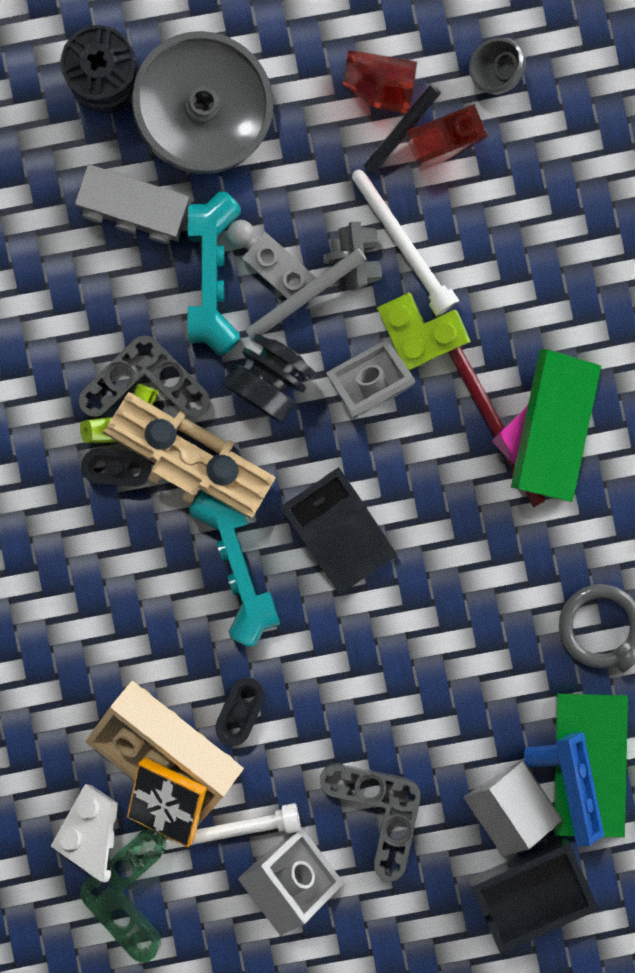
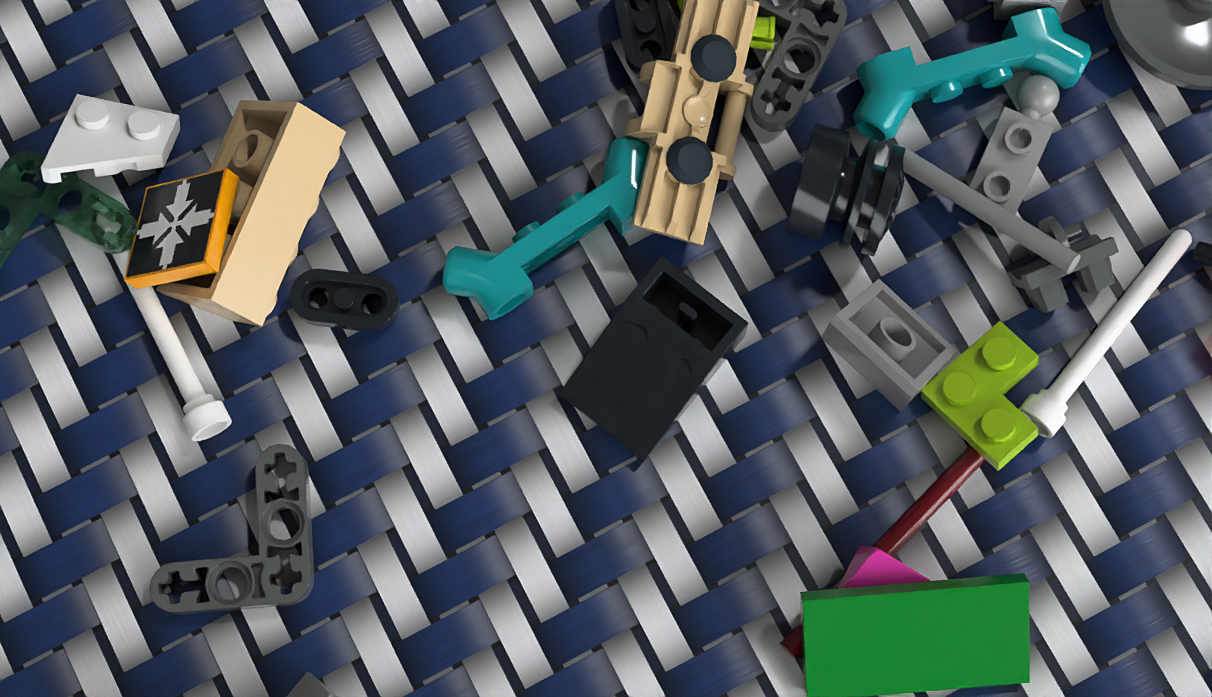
camera: 80 degrees right, 10 degrees down
(291, 882) = (112, 448): light grey slope -> none

